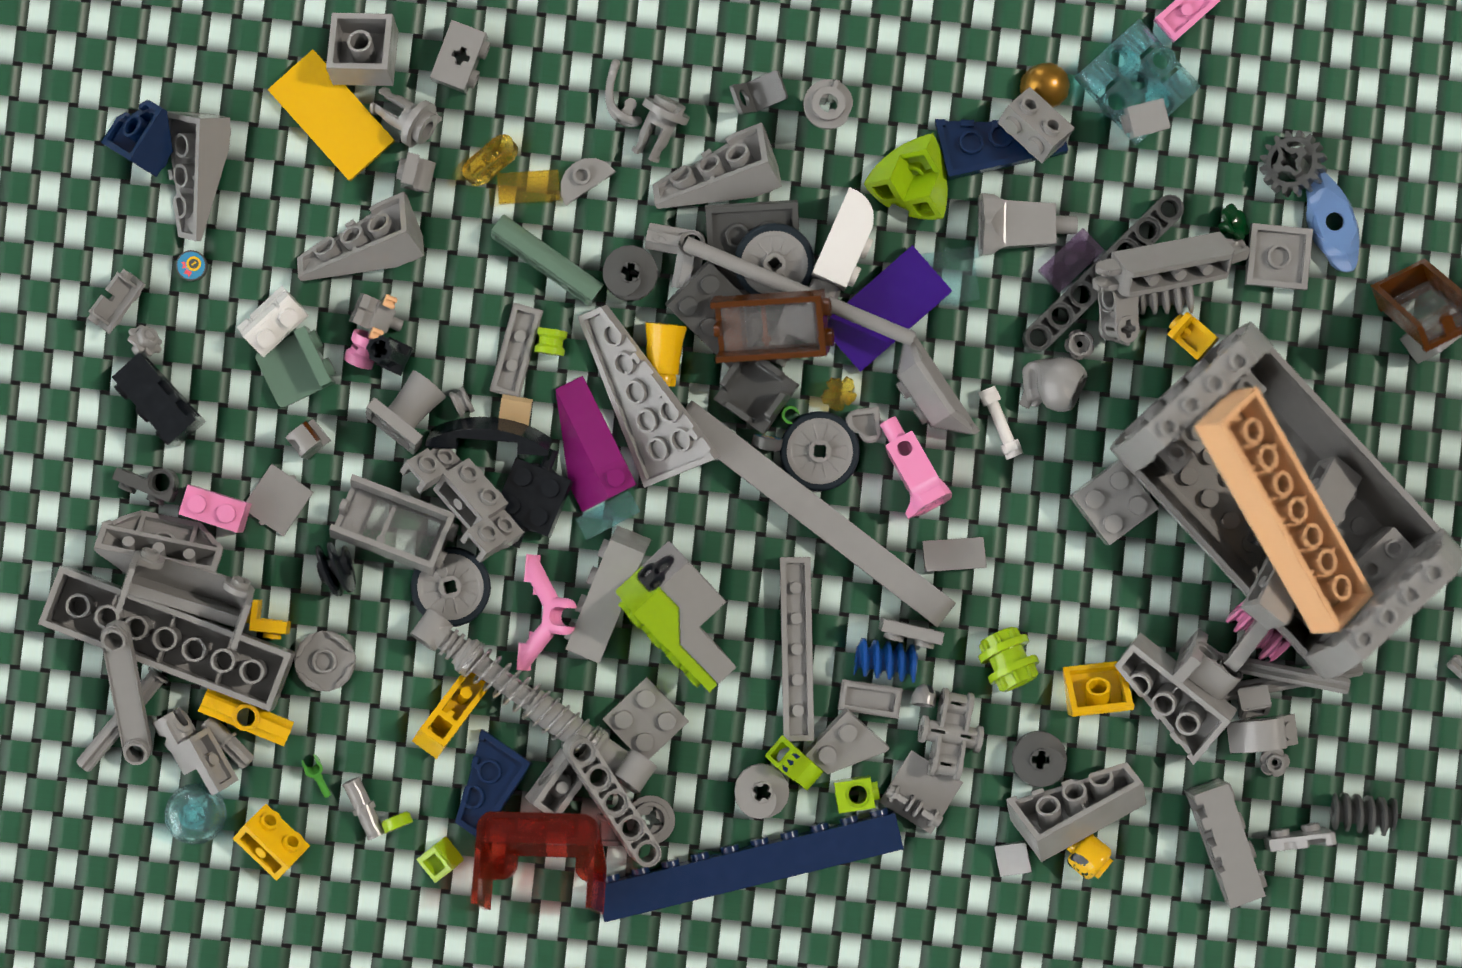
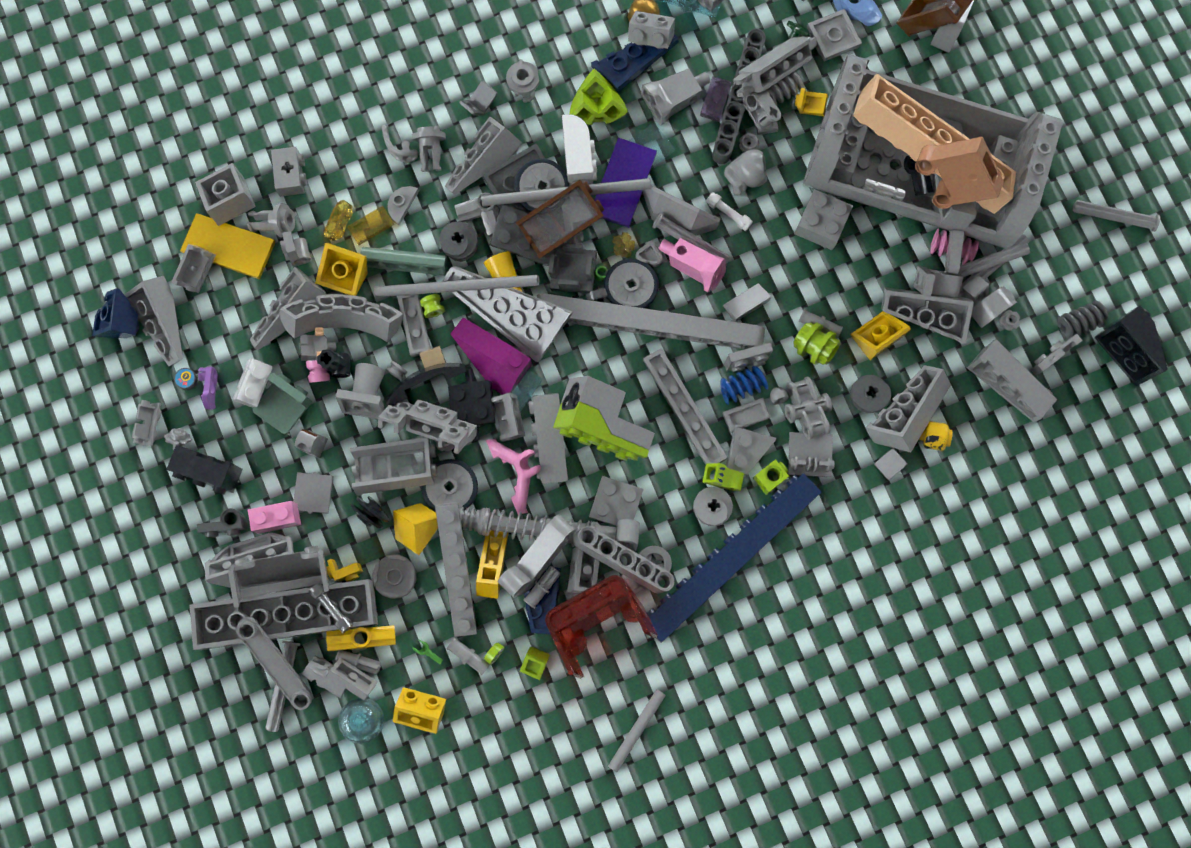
camera: 30 degrees left, 10 degrees down
(223, 285) = (210, 376): none -> medium lavender piece
(233, 691) = (343, 622): none -> flat silver bar
(273, 126) = (193, 268): none -> light grey hinge
(383, 616) = (415, 526): none -> yellow slope
(404, 698) = (456, 569): none -> light grey plate
(432, 288) = (340, 312): none -> light grey brick
(459, 233) = (341, 269): none -> yellow slope
(496, 776) = (542, 587): none -> light grey axle
(508, 741) = (538, 557): none -> light grey beam
(570, 540) = (508, 416): none -> light grey hinge
(593, 337) = (453, 286): none -> light grey piece
(926, 436) = (679, 232): none -> light grey axle
(1037, 643) = (808, 317): none -> light grey pin
(1207, 513) = (885, 190): none -> white axle
(1286, 572) = (966, 172): none -> nougat piece
(1402, 882) = (1134, 345): none -> black slope

